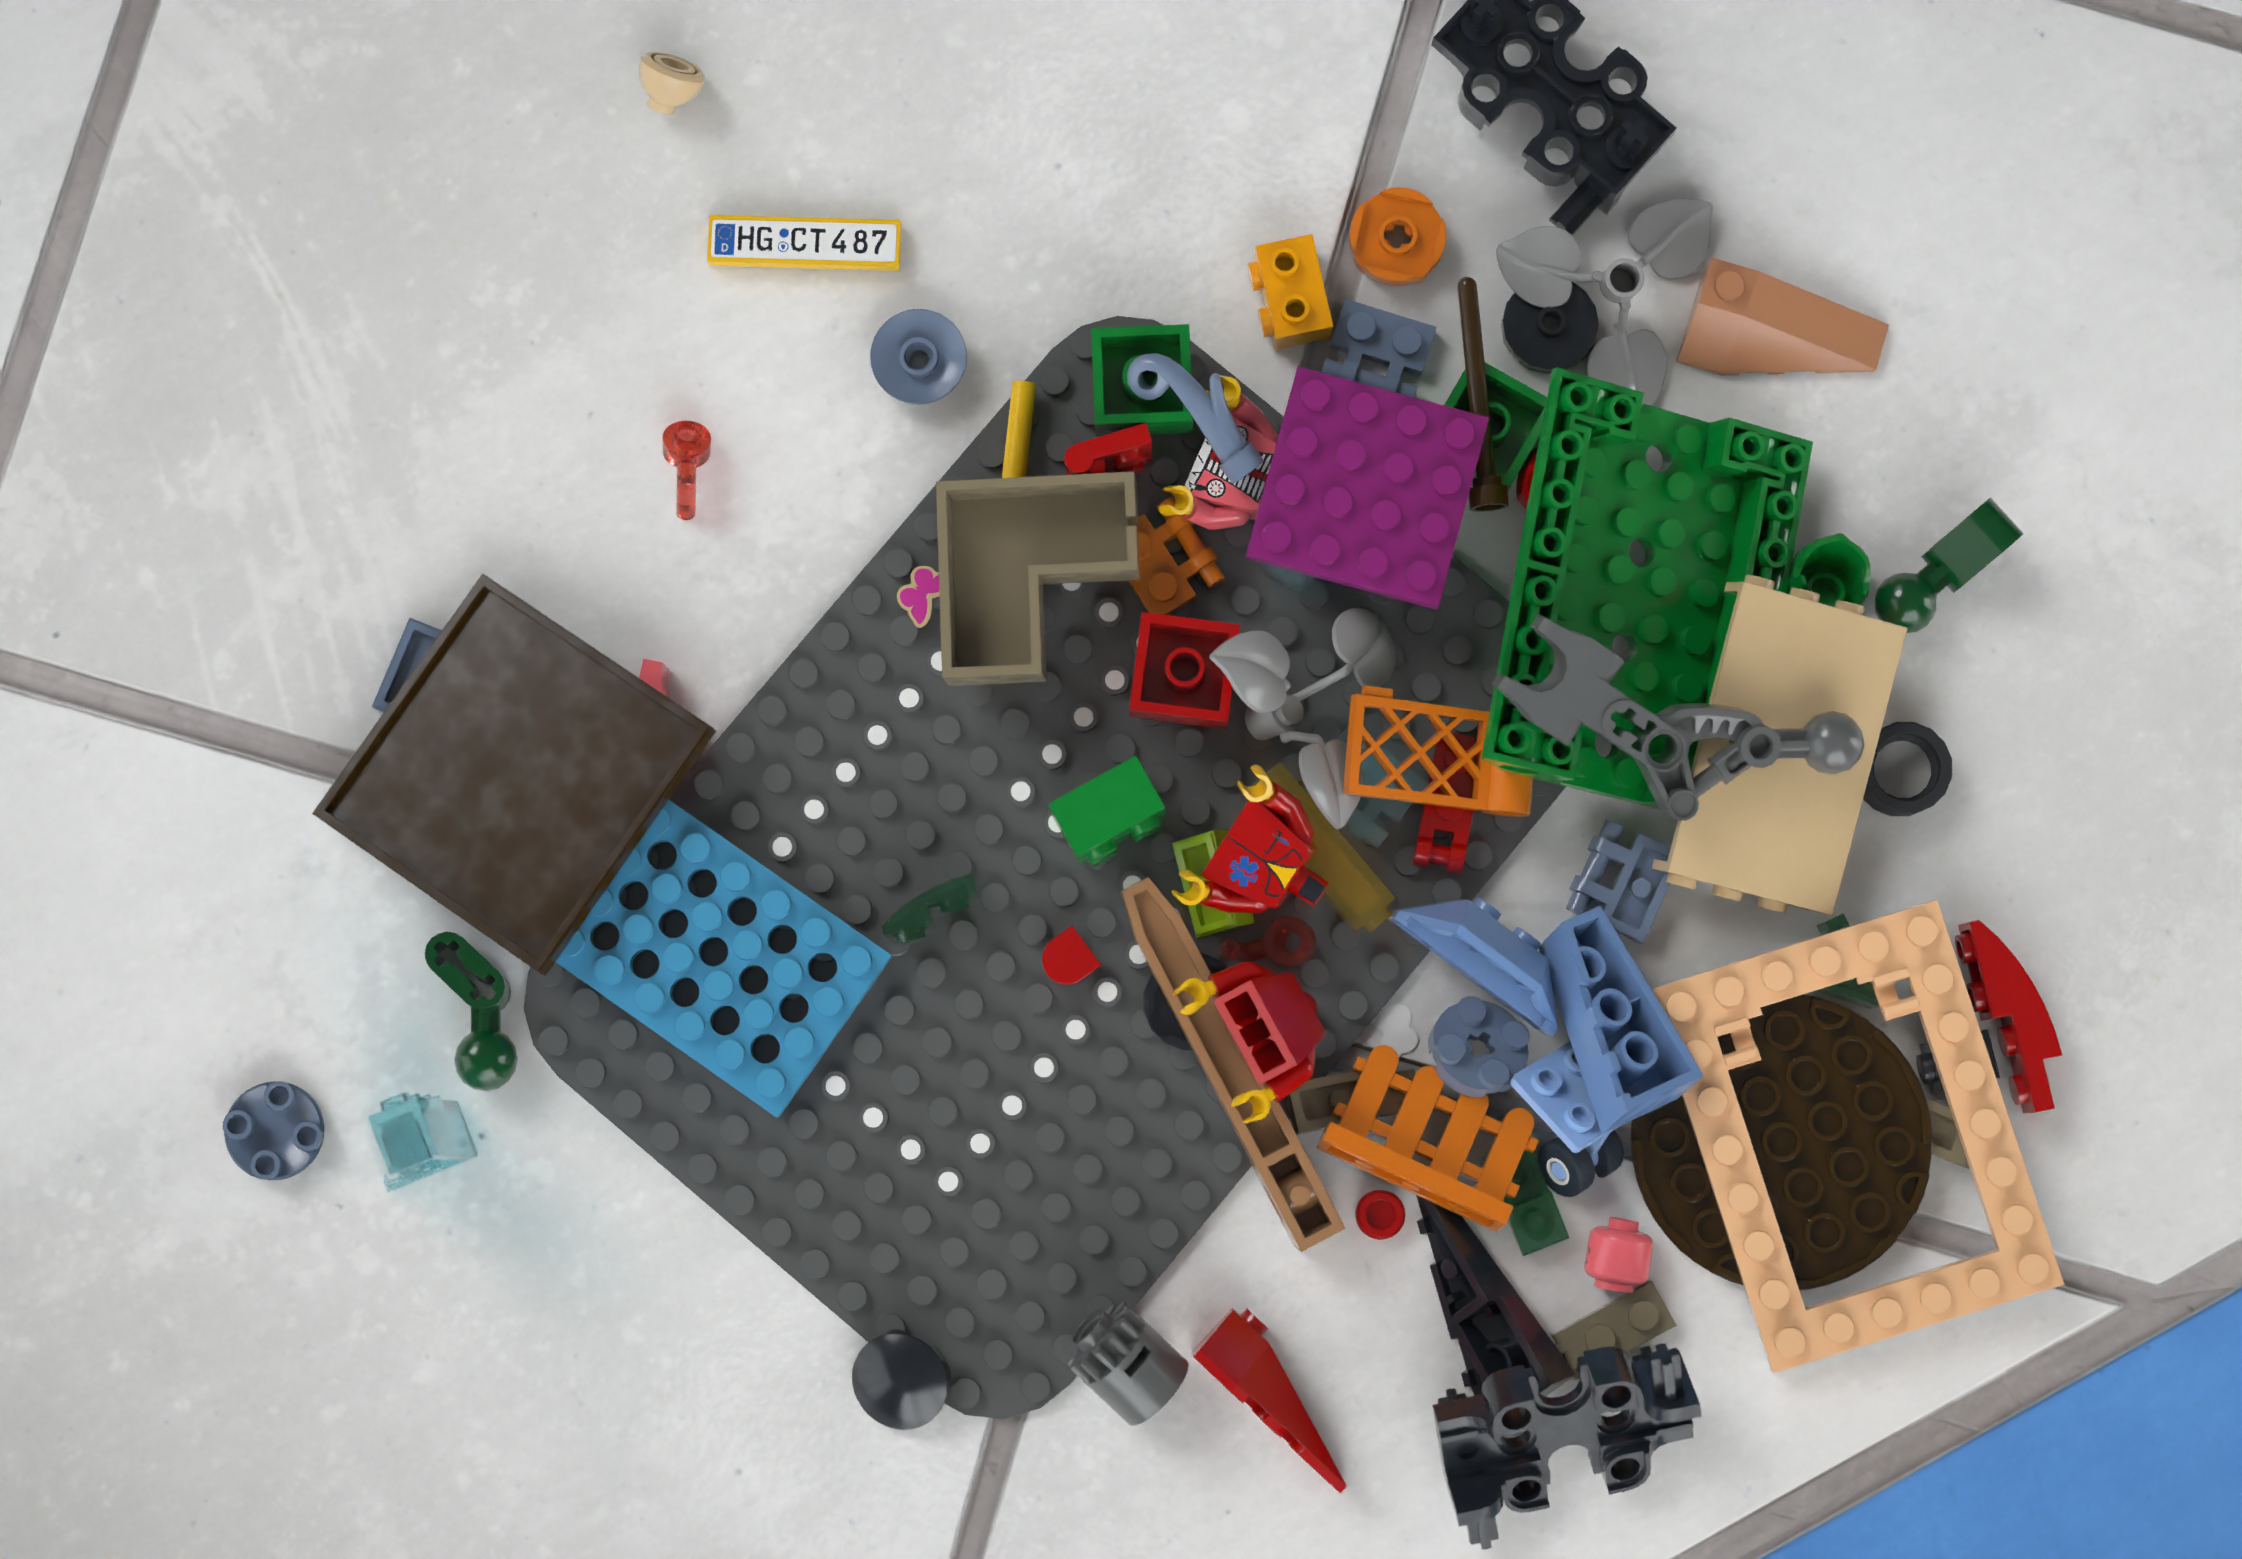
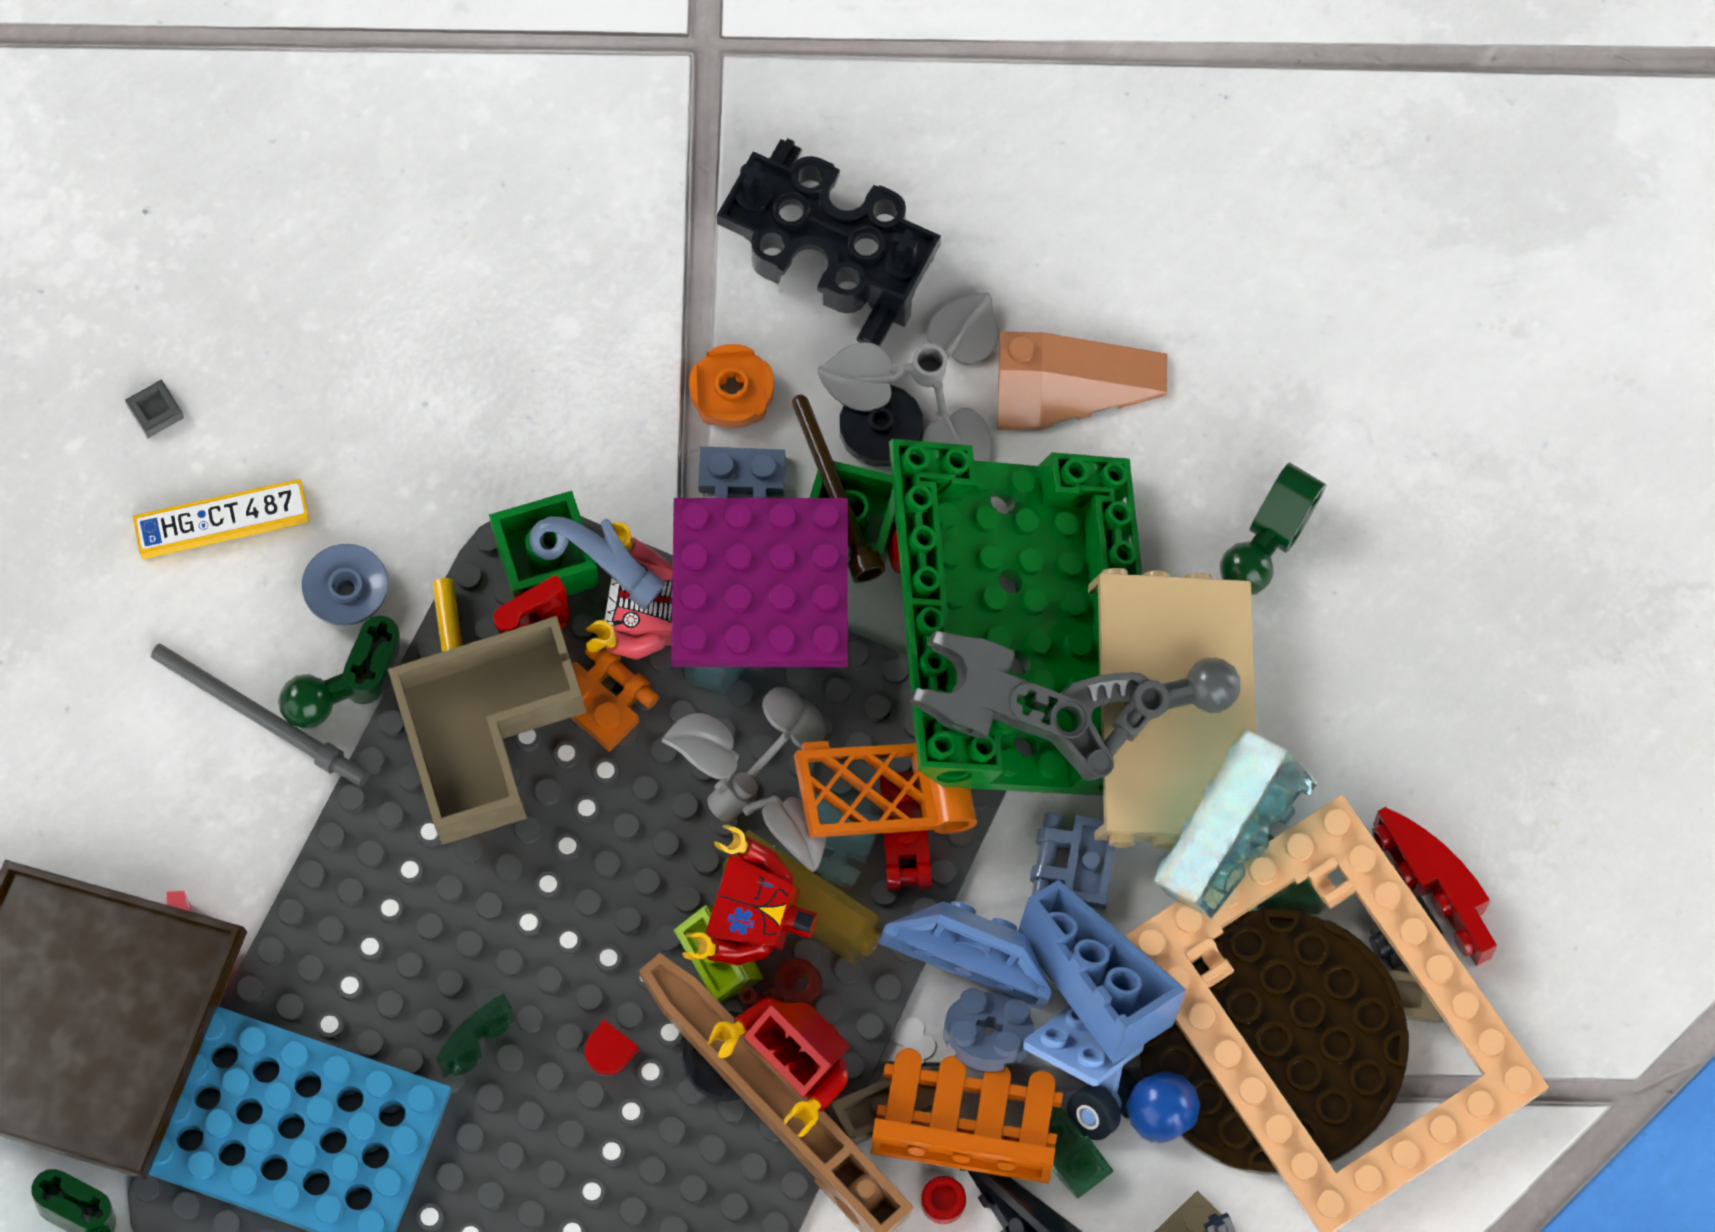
camera: 20 degrees left, 15 degrees down
(669, 80) = (70, 416): tan brick -> none
(686, 447) = (161, 710): clear red plate -> none
(762, 95) = (154, 408): none -> dark grey tile
(847, 479) = (310, 700): none -> dark green beam
(851, 548) = (325, 755): none -> dark grey bar
(918, 594) = (396, 780): dark pink sticker -> none
(1108, 812) = (609, 910): green brick -> none
(1174, 671) = (643, 780): red brick -> none
(1291, 292) = (653, 451): light orange brick -> none
(1618, 1255) = (1161, 1175): coral head -> none
(1641, 1182) = (1163, 1106): none -> blue hair
(1806, 906) = (1233, 823): none -> clear light blue wedge
(1833, 569) = (1177, 552): green hair -> none
(1940, 770) = (1303, 679): black tyre -> none

